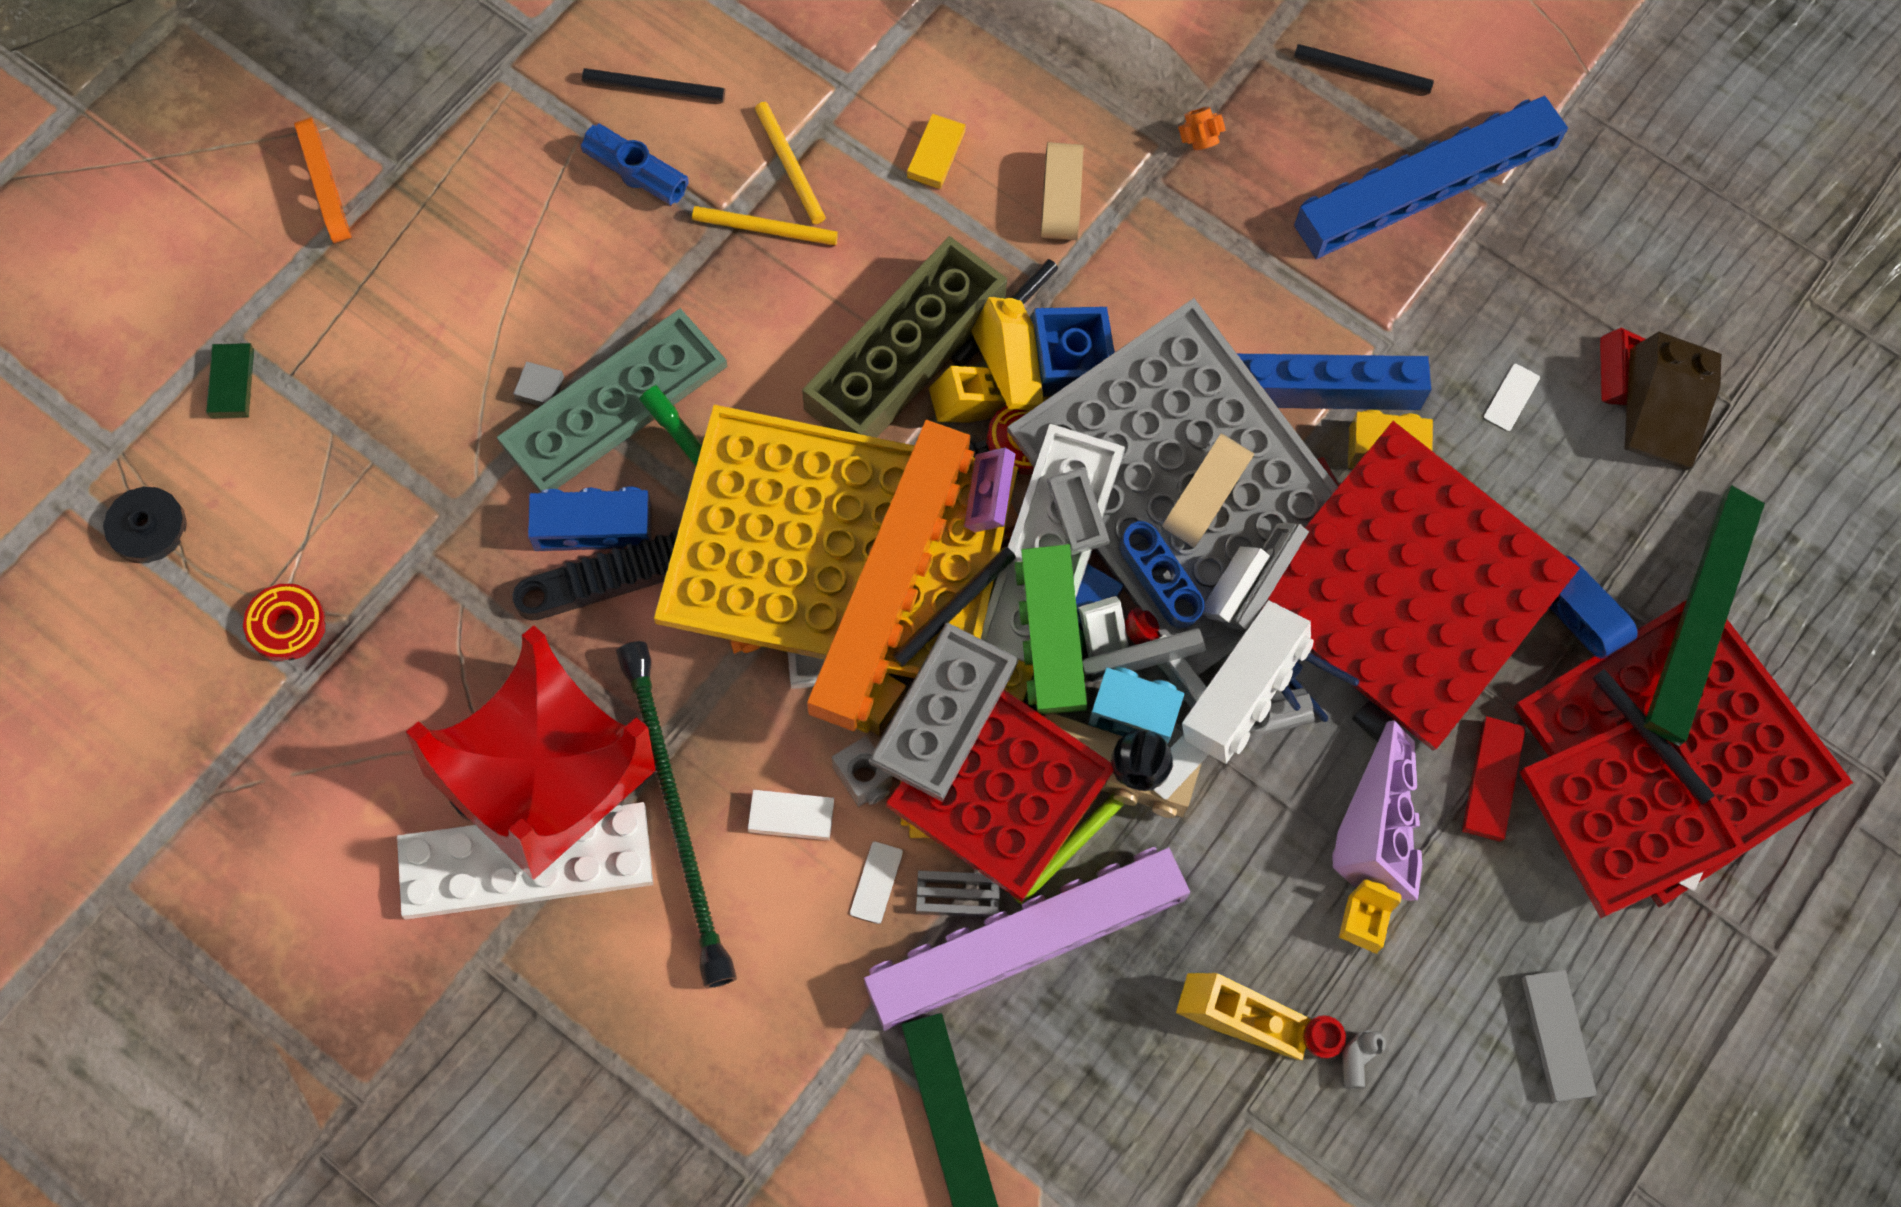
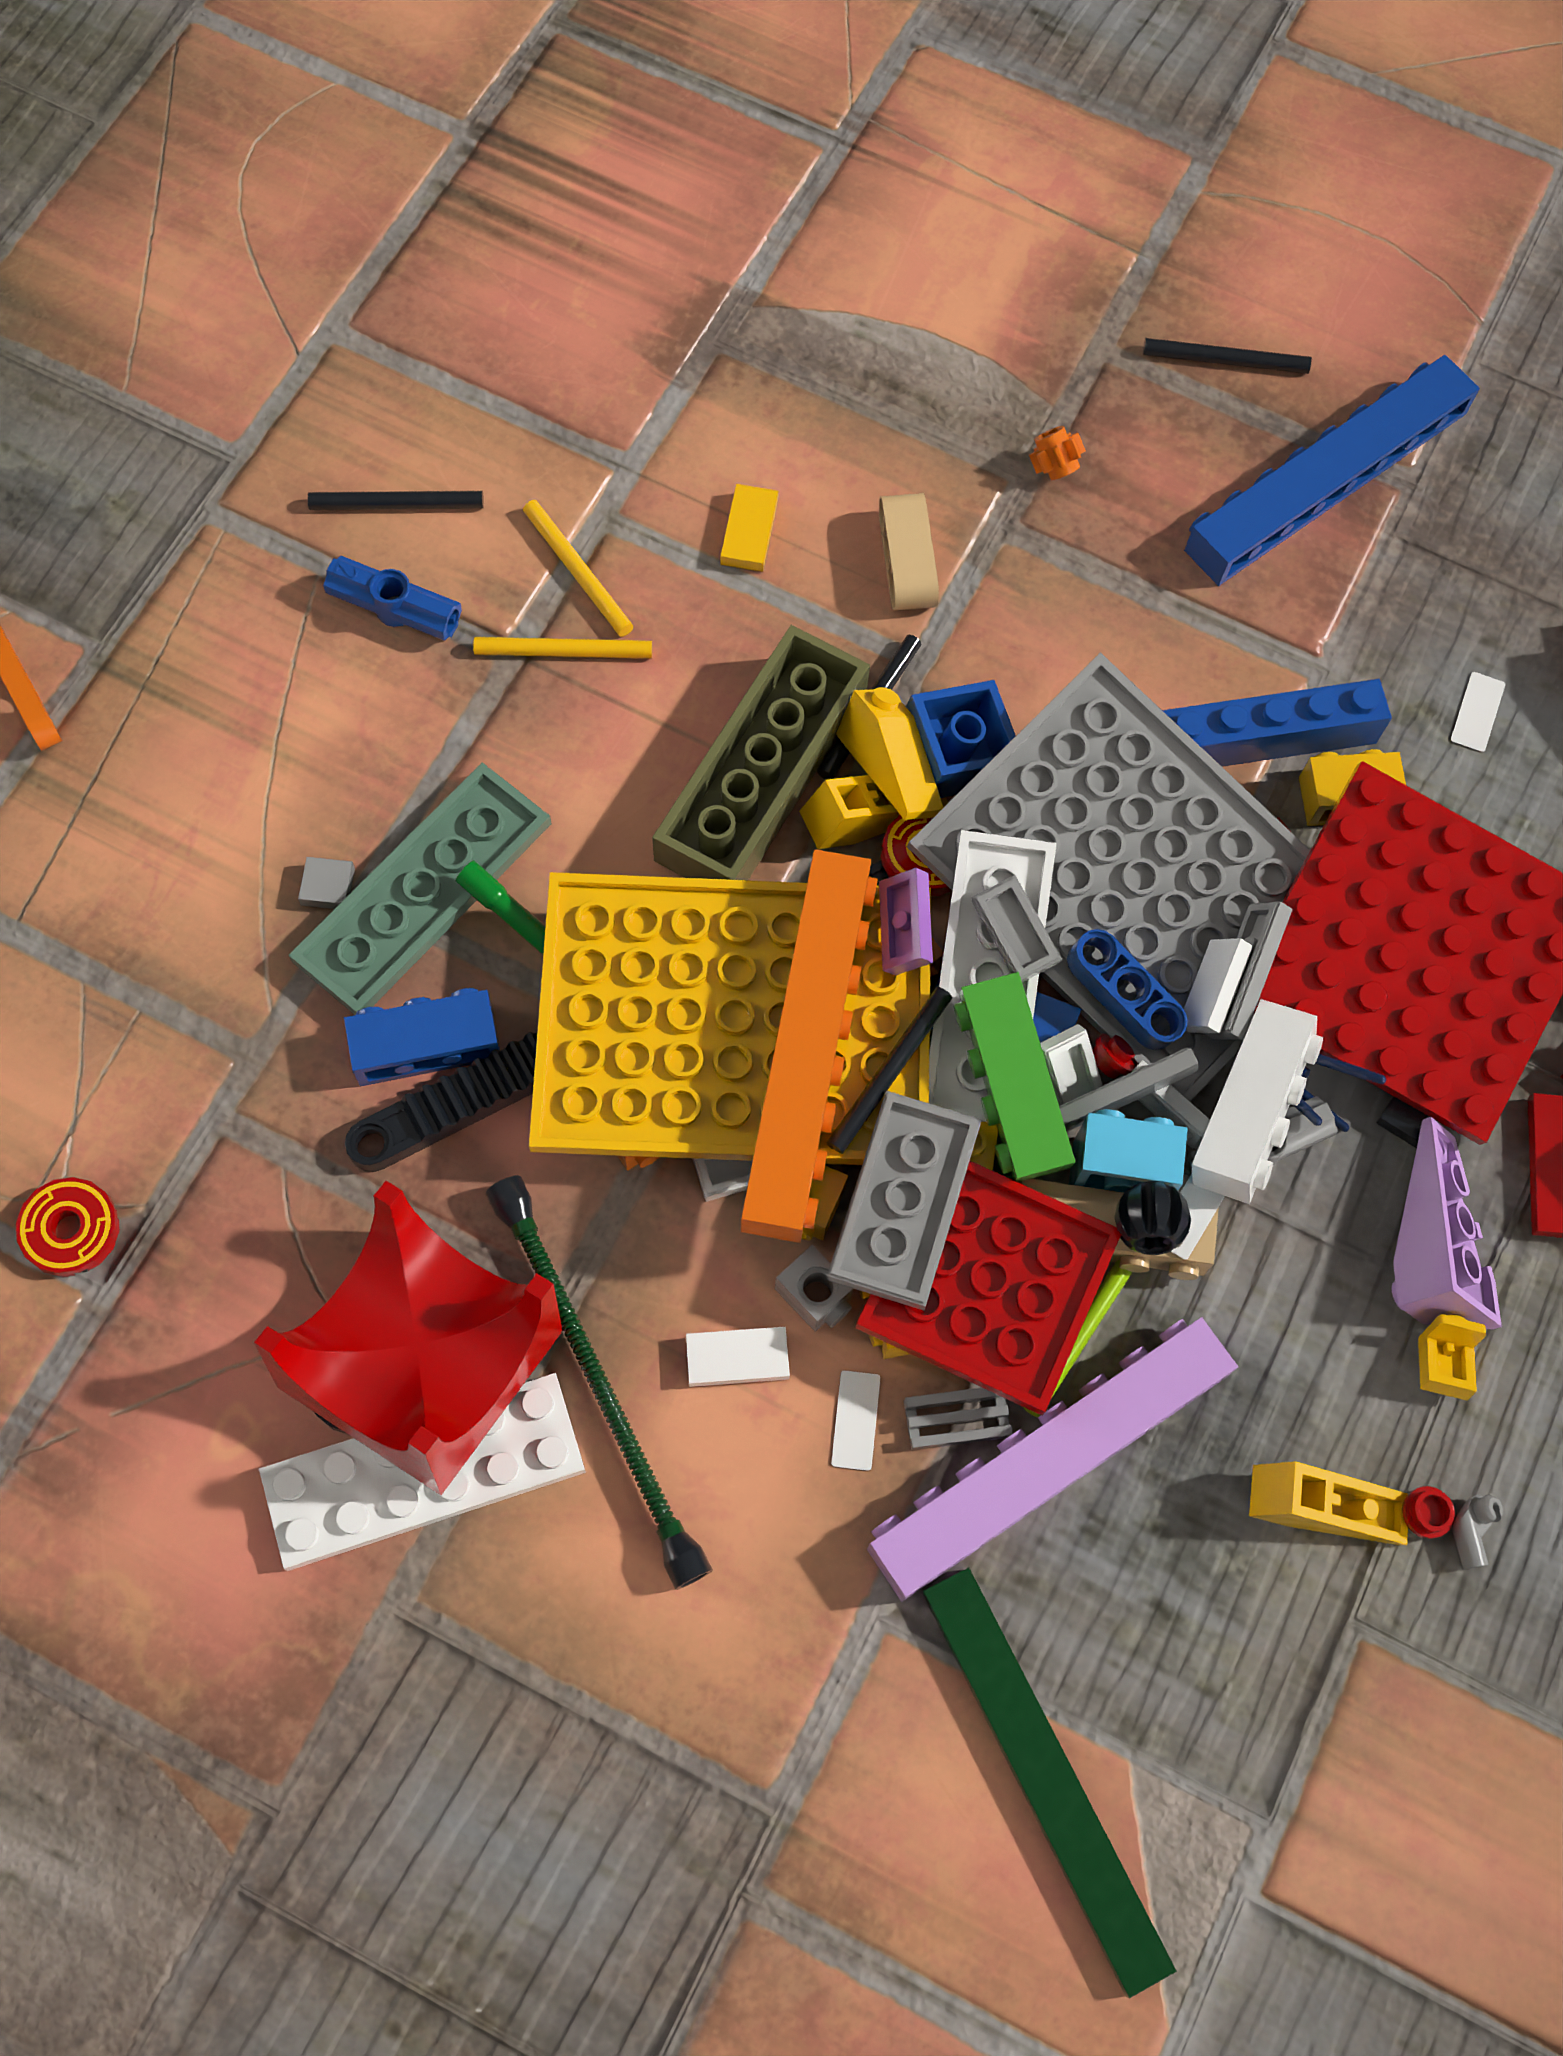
camera: 10 degrees left, 0 degrees up
(1207, 490) = (1162, 879): tan beam -> none

